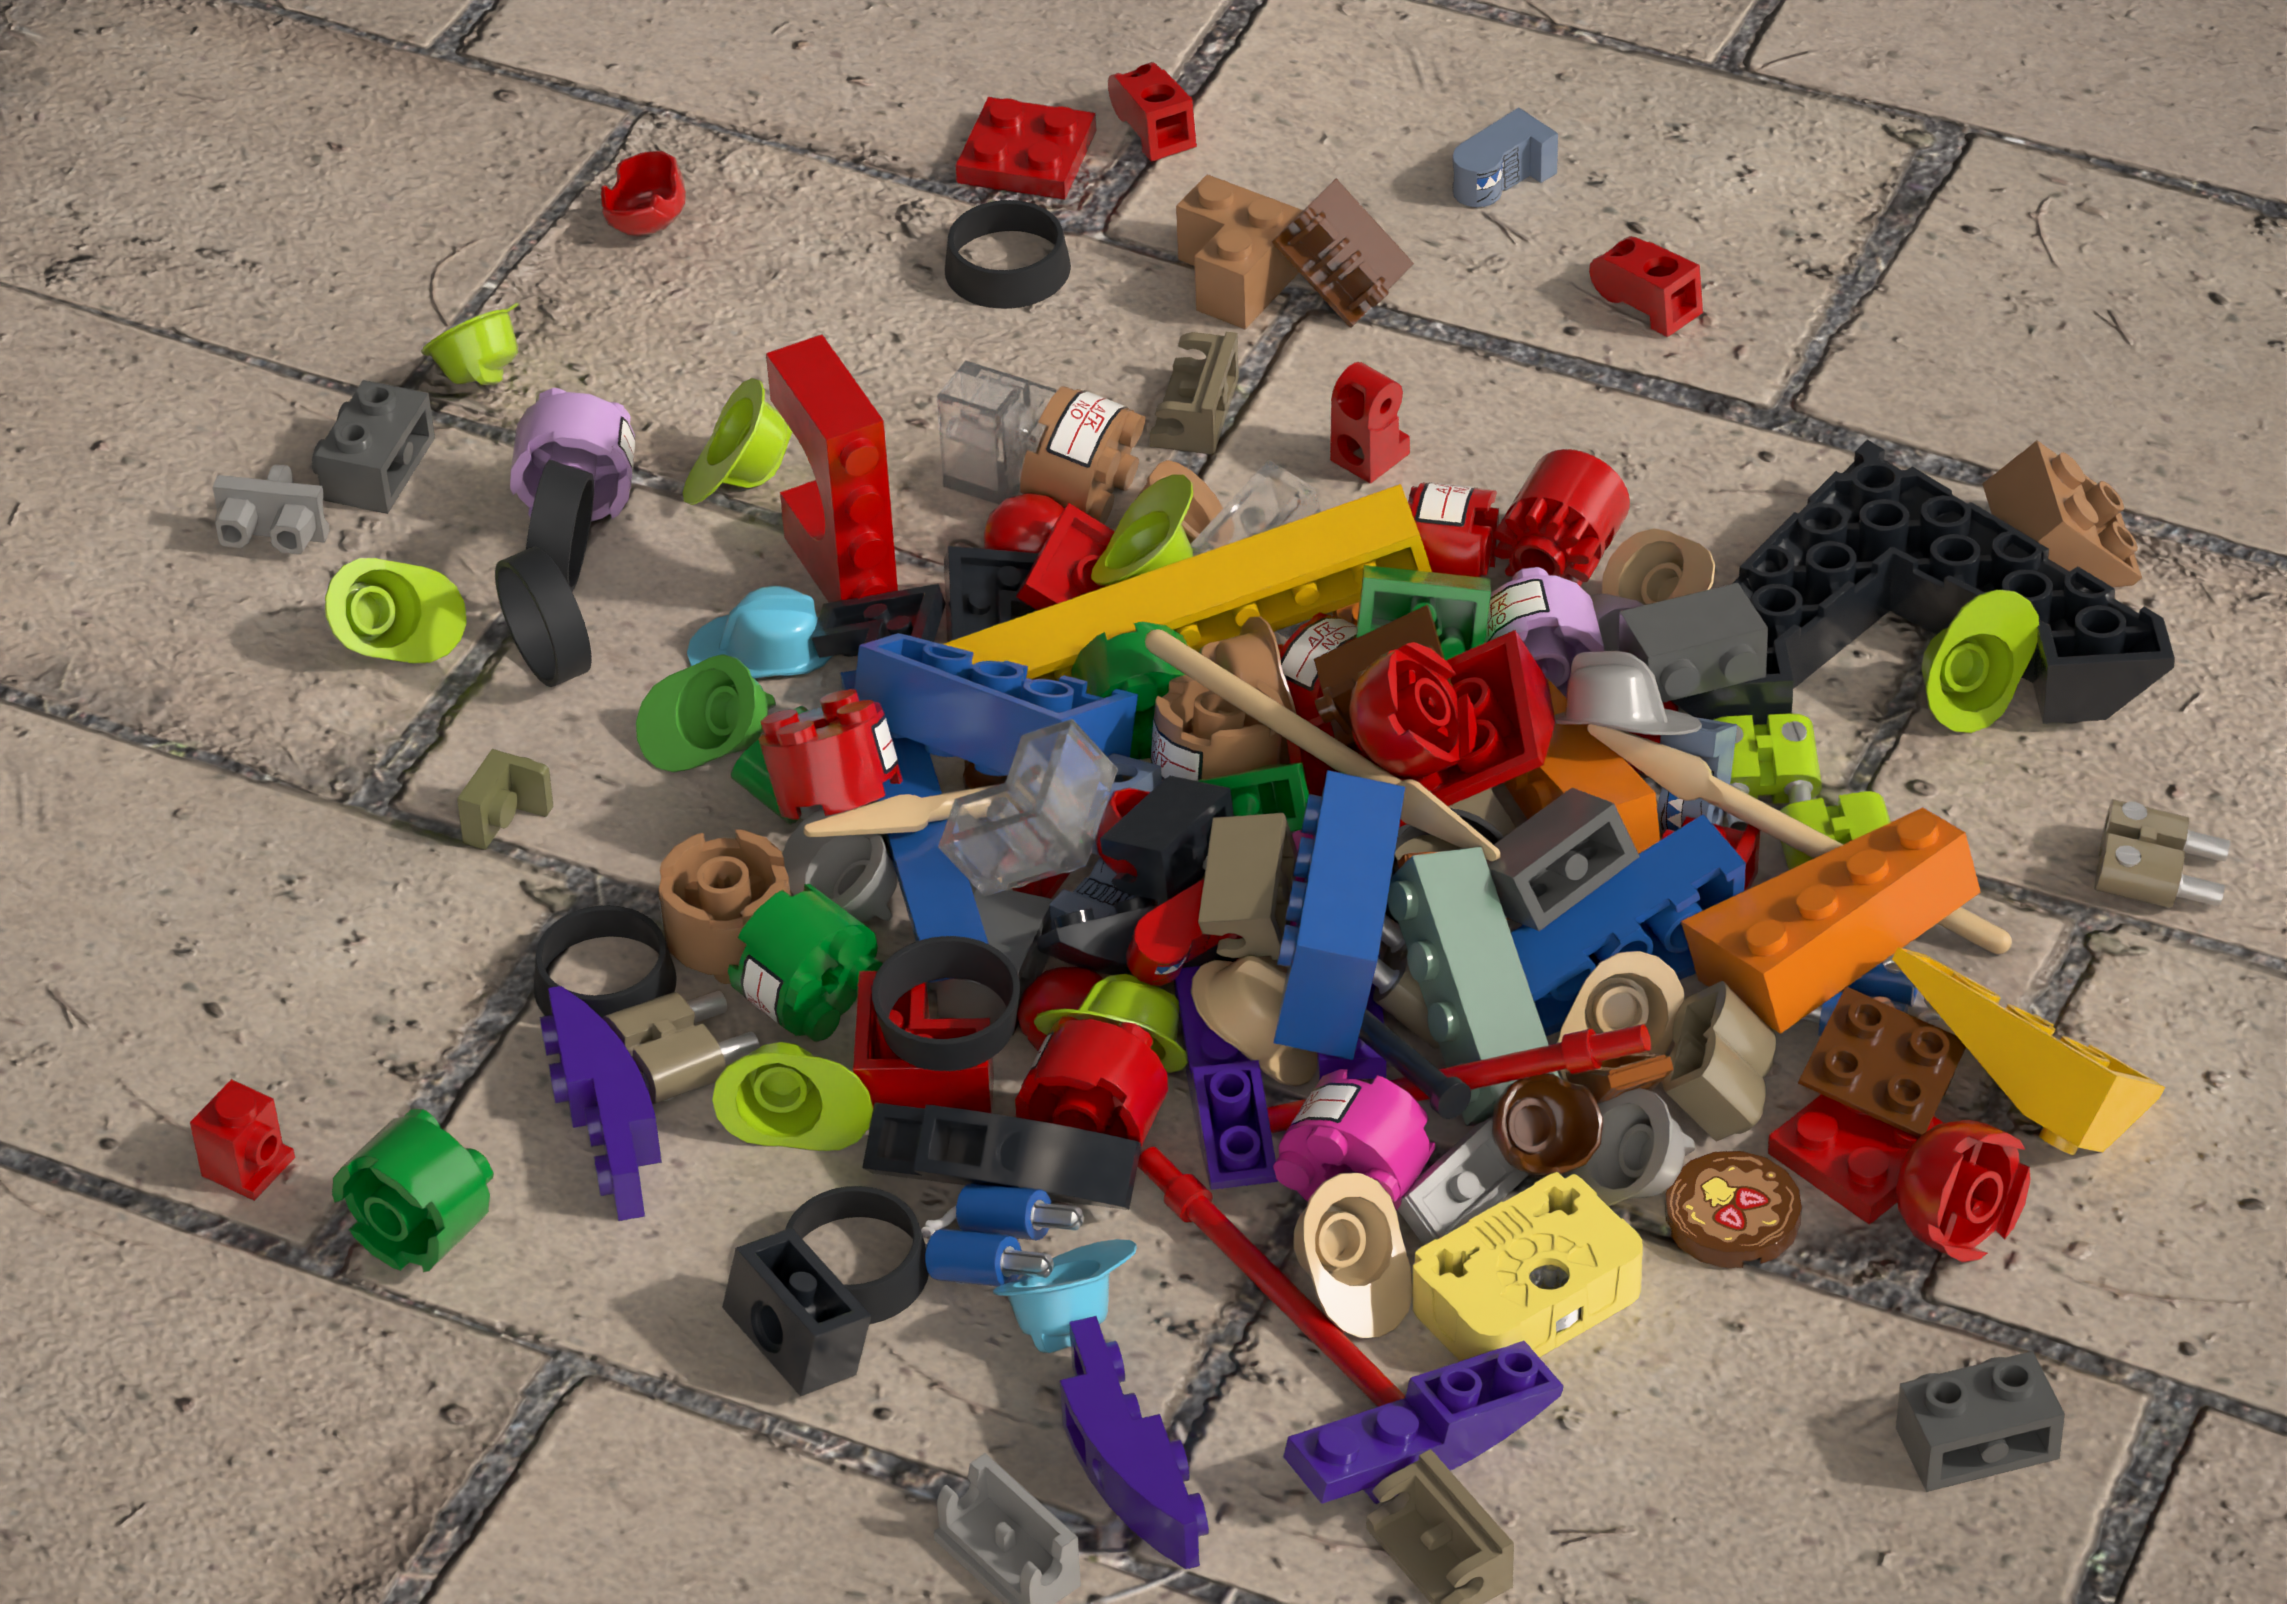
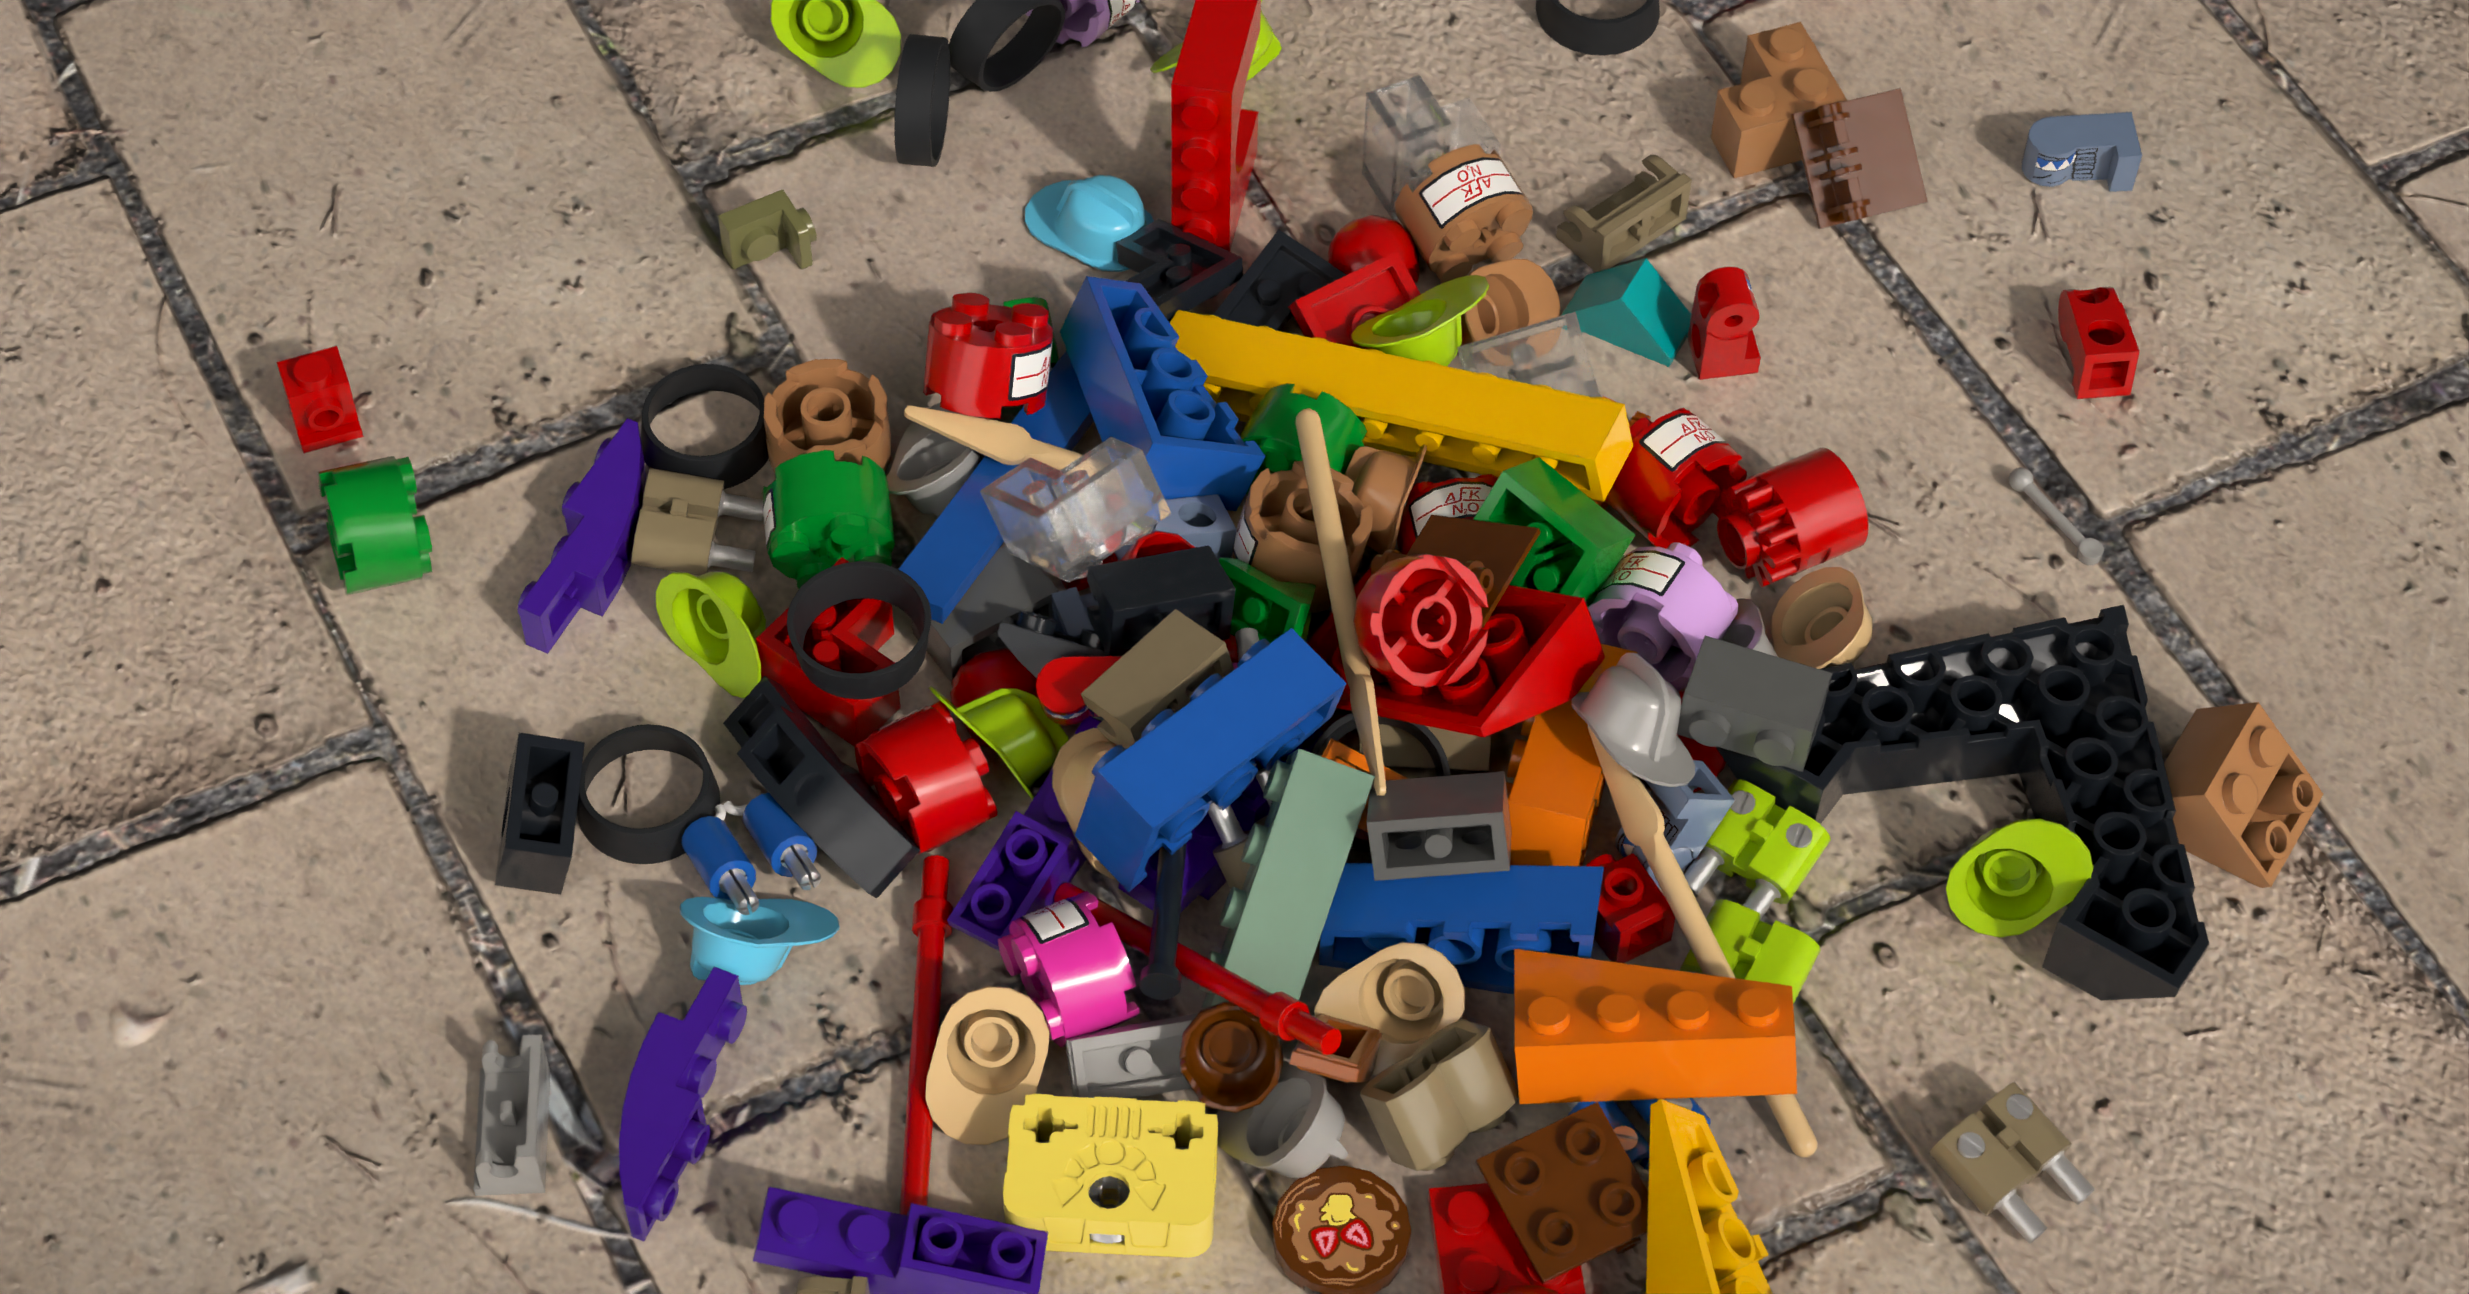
camera: 35 degrees right, 10 degrees up
(701, 714) = (973, 255): bright green piece -> none
(1273, 438) = (1632, 310): none -> teal slope
(1784, 433) = (2089, 549): none -> light grey hinge

